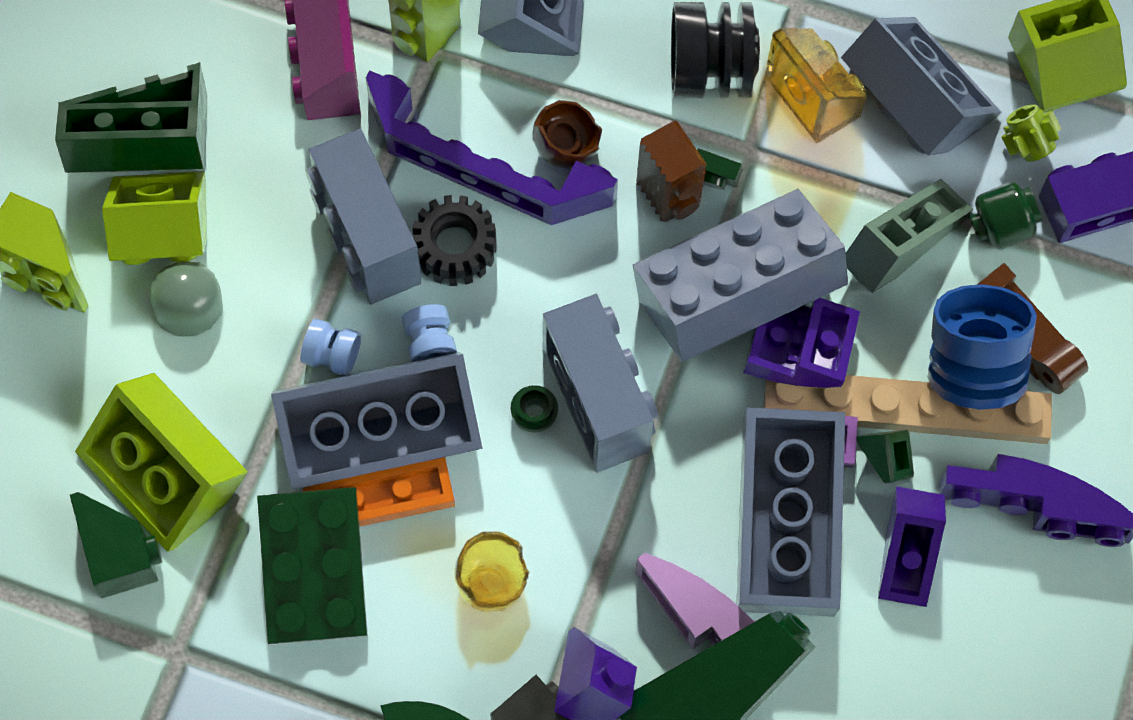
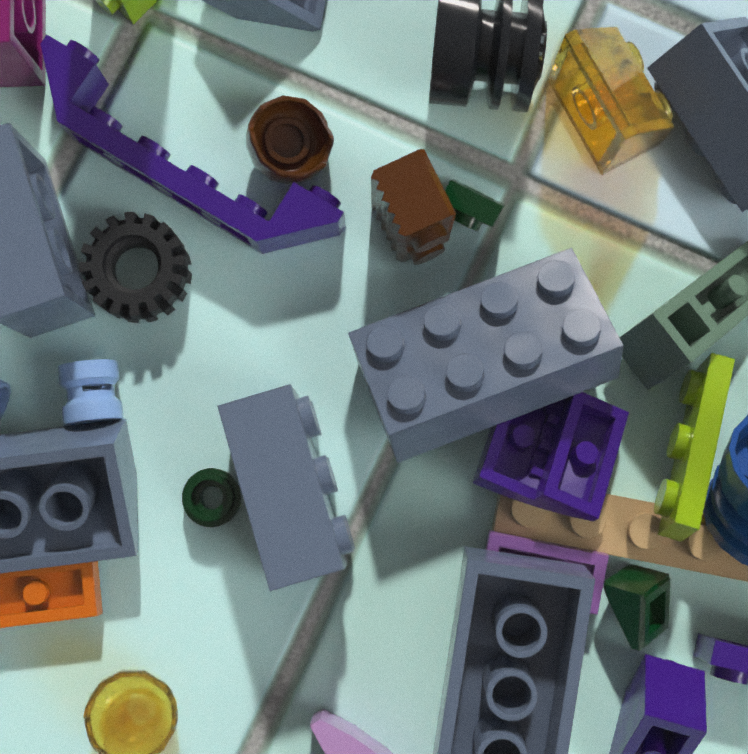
camera: 10 degrees right, 15 degrees up
(911, 328) = (693, 447): none -> lime plate

